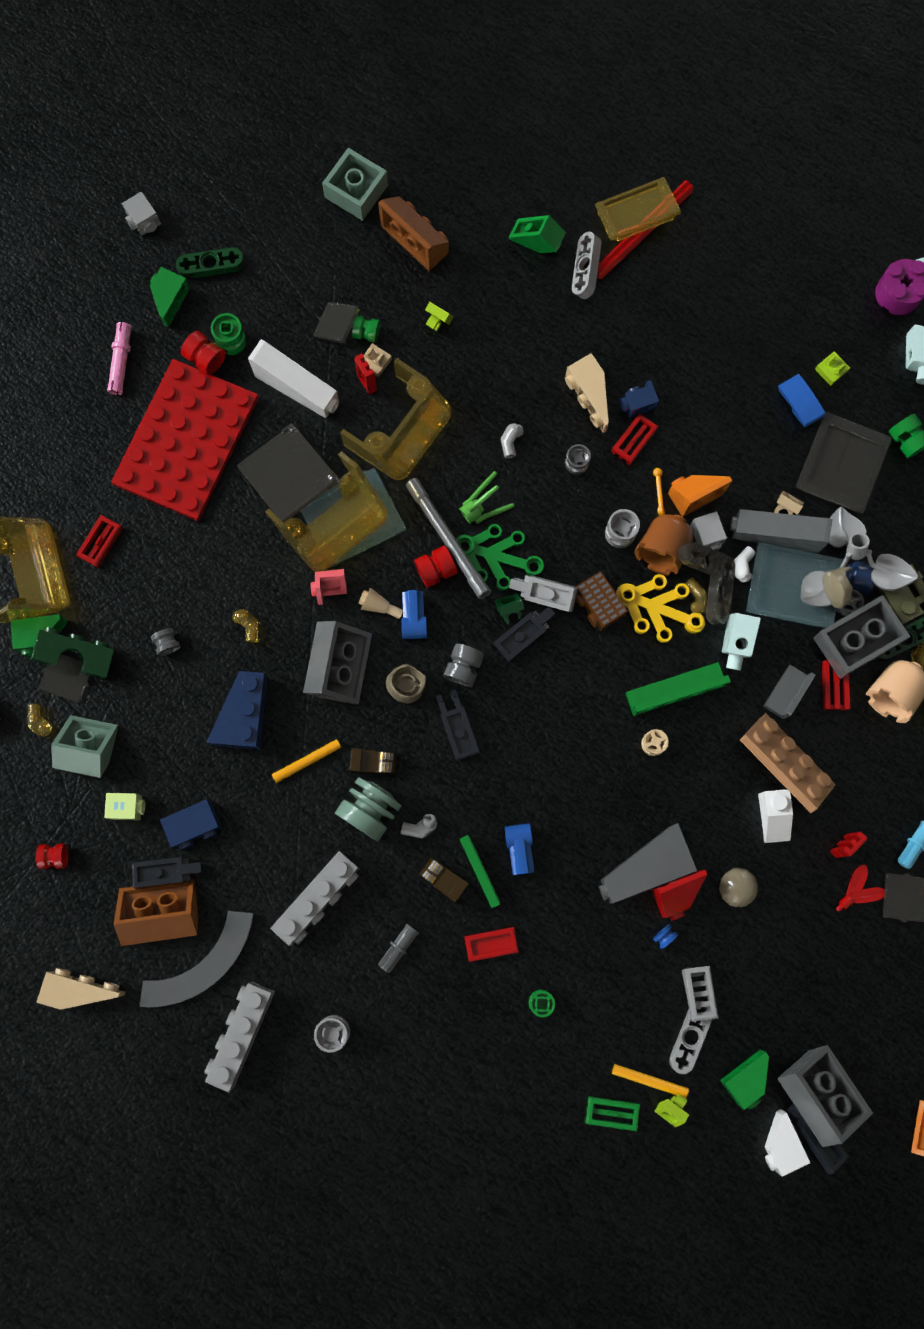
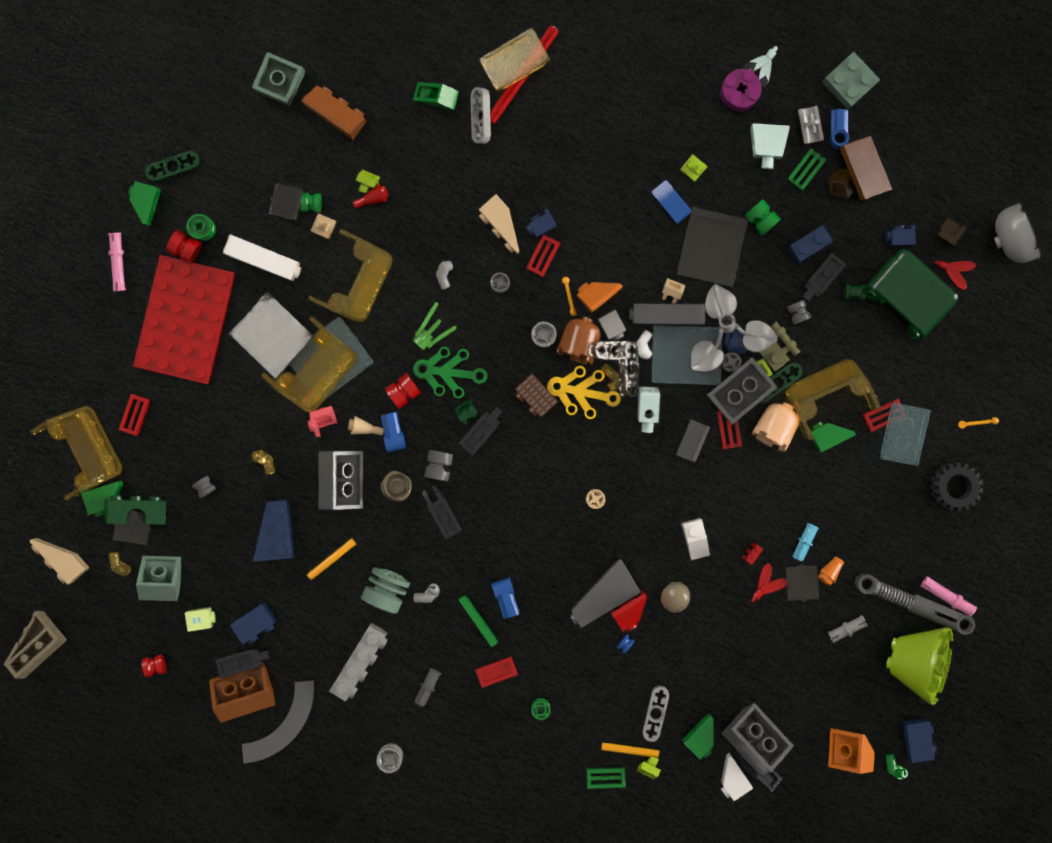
camera: 10 degrees left, 10 degrees up
(67, 991) = (187, 762): tan slope -> none
(141, 214) = (107, 135): light grey brick -> none
(239, 1038) = (323, 767): light grey brick -> none
(365, 374) = (317, 243): red tile -> none
(373, 762) = (382, 552): dark brown leg -> none
(444, 879) = (452, 631): dark brown leg -> none
(445, 334) = (375, 195): none -> red cone
(474, 578) = (433, 396): dark grey piece -> none
(546, 592) = (491, 396): light grey hinge -> none
(676, 689) = (606, 453): green fence -> none
(706, 973) = (658, 664): light grey slope -> none
(788, 762) = (698, 497): medium nougat plate -> none
(838, 587) = (717, 356): dark tan hair -> none

